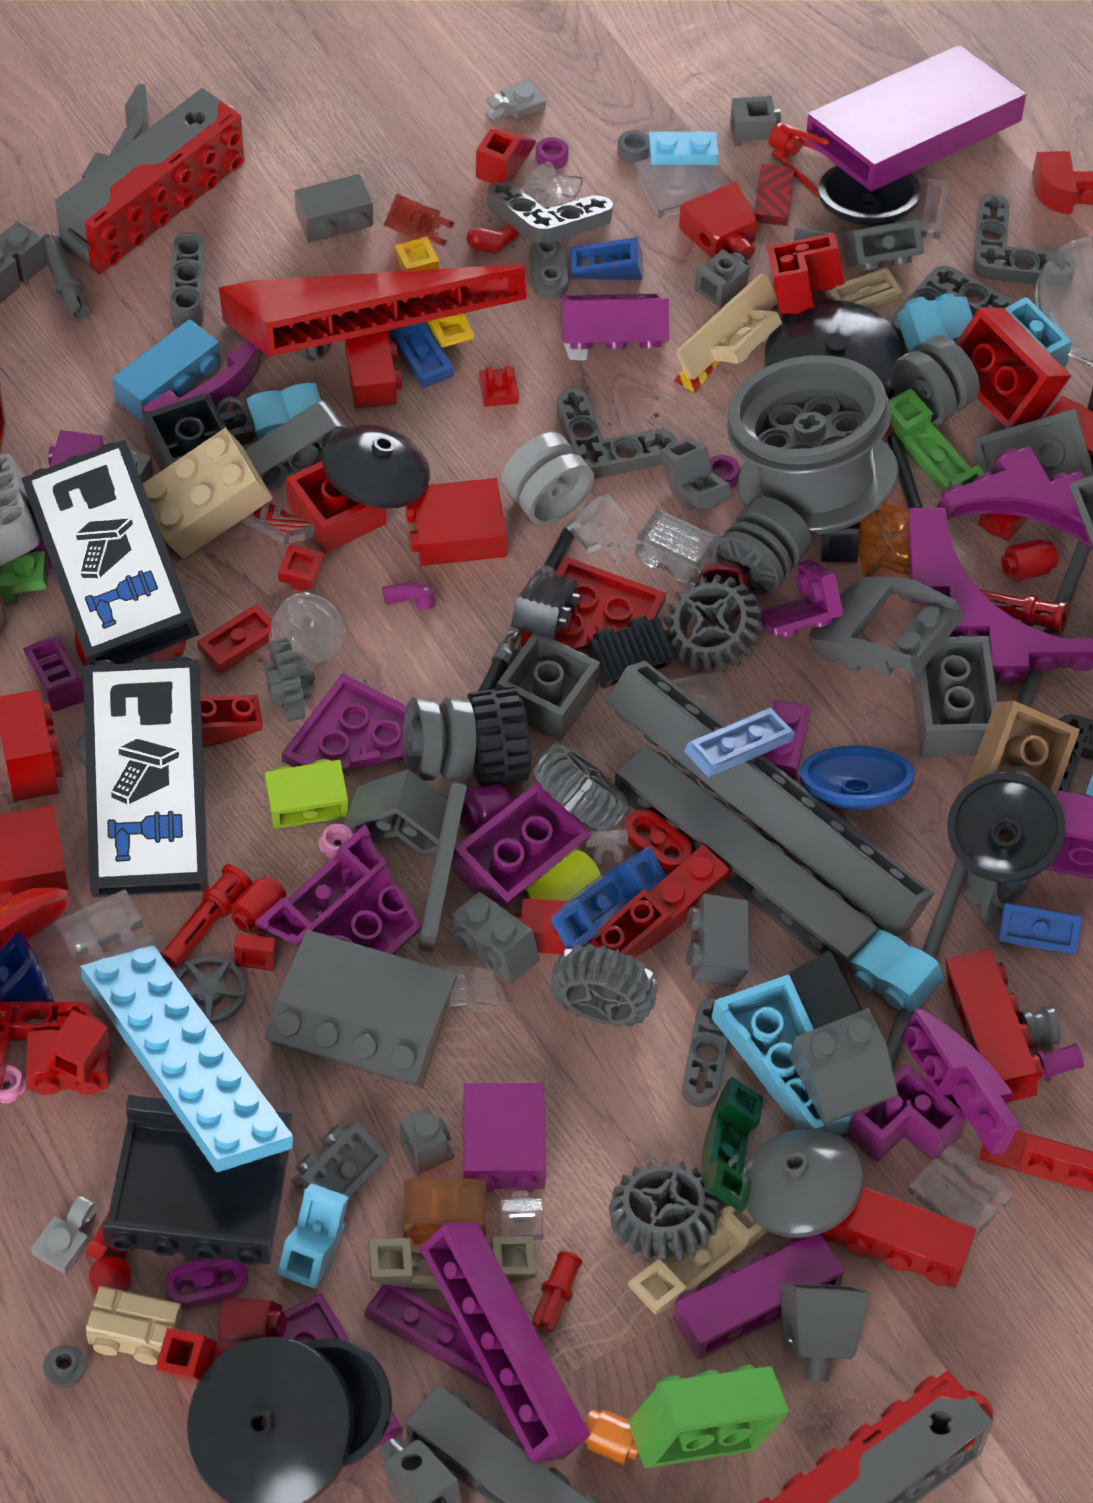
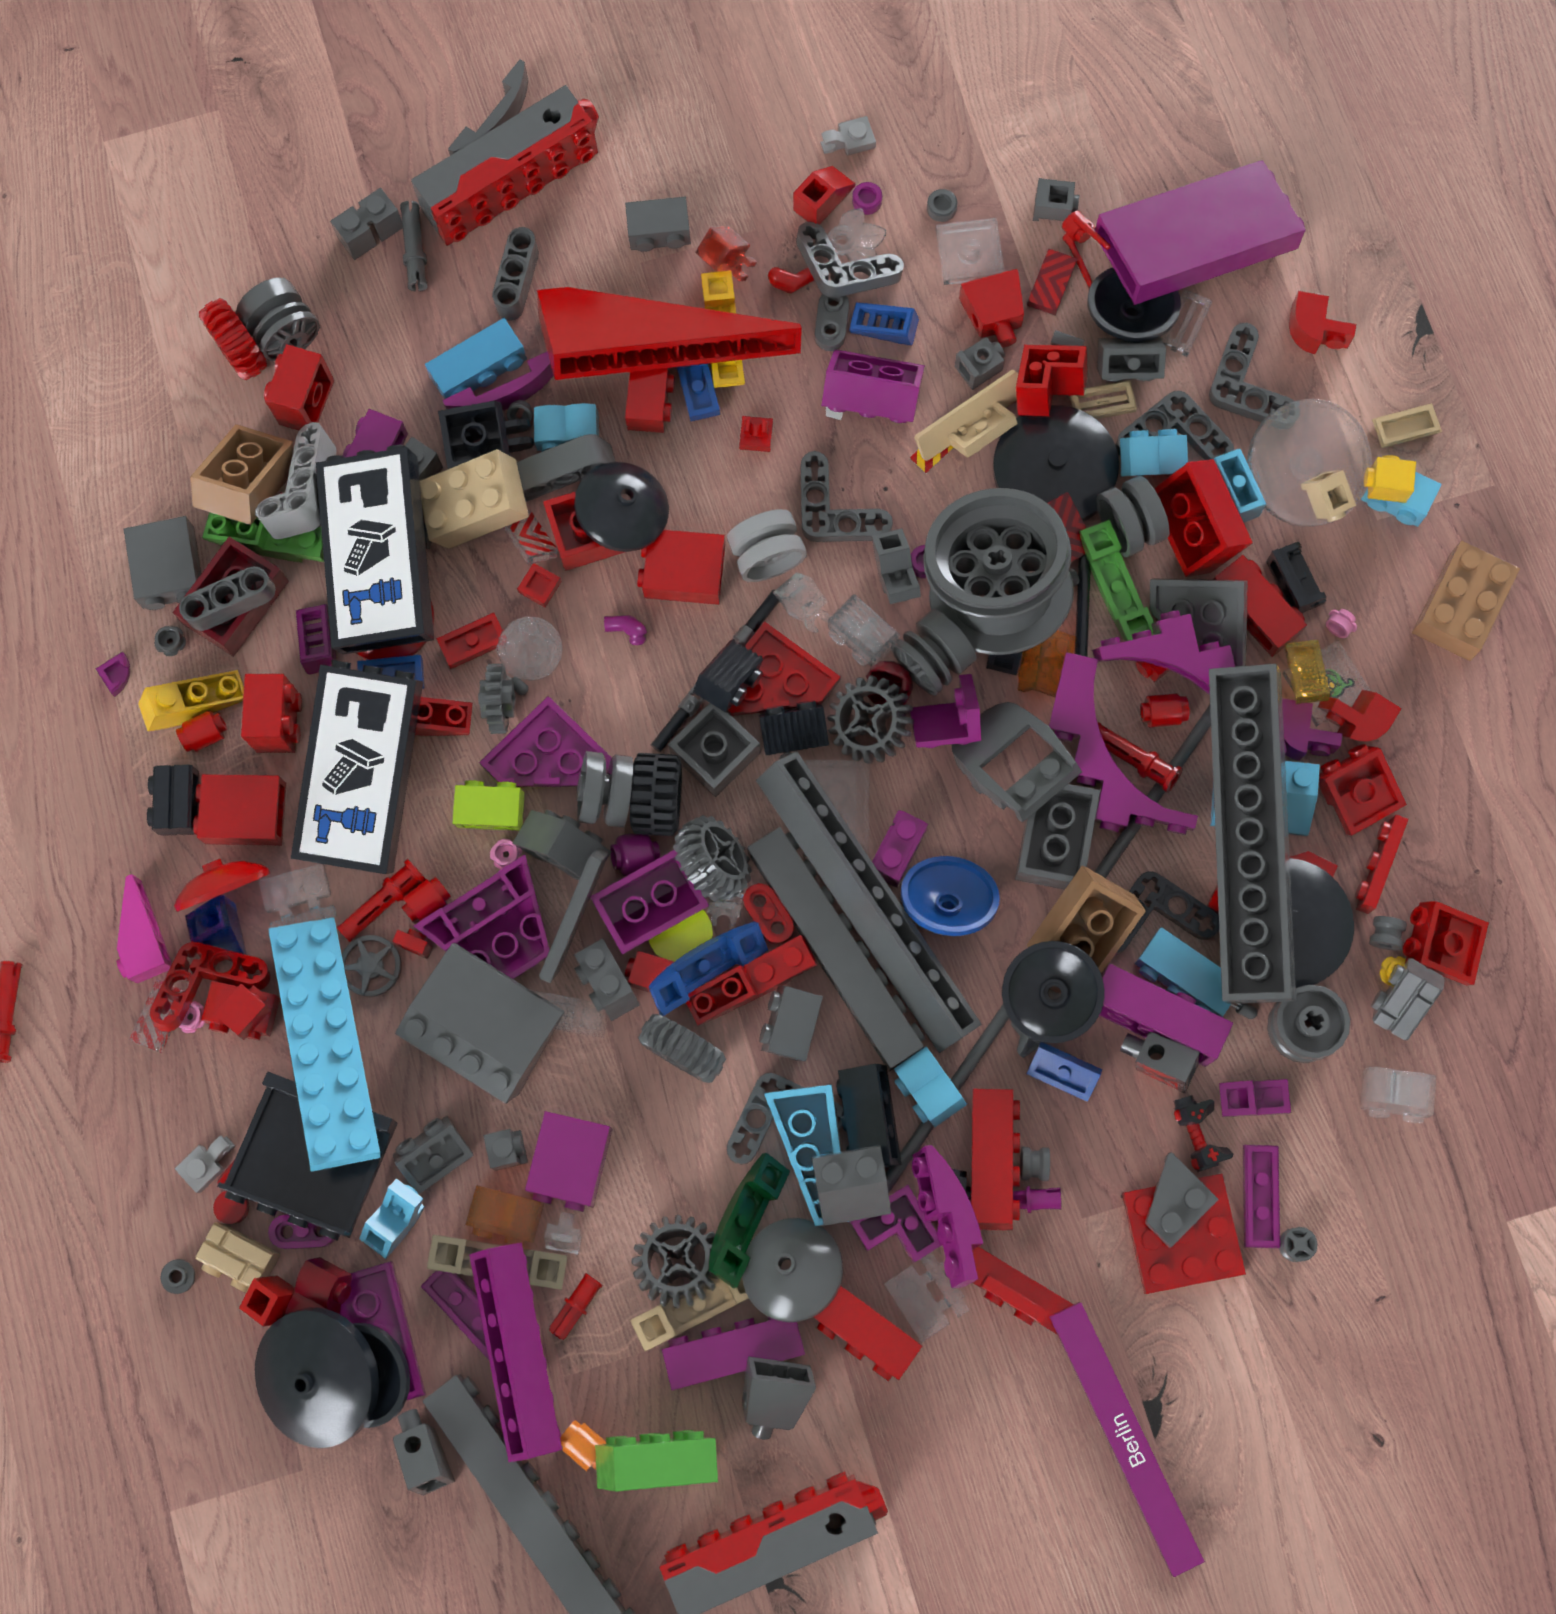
camera: 20 degrees right, 20 degrees up
(683, 148) = (982, 220): medium azure plate -> none
(739, 742) = (851, 855): medium blue tile -> none

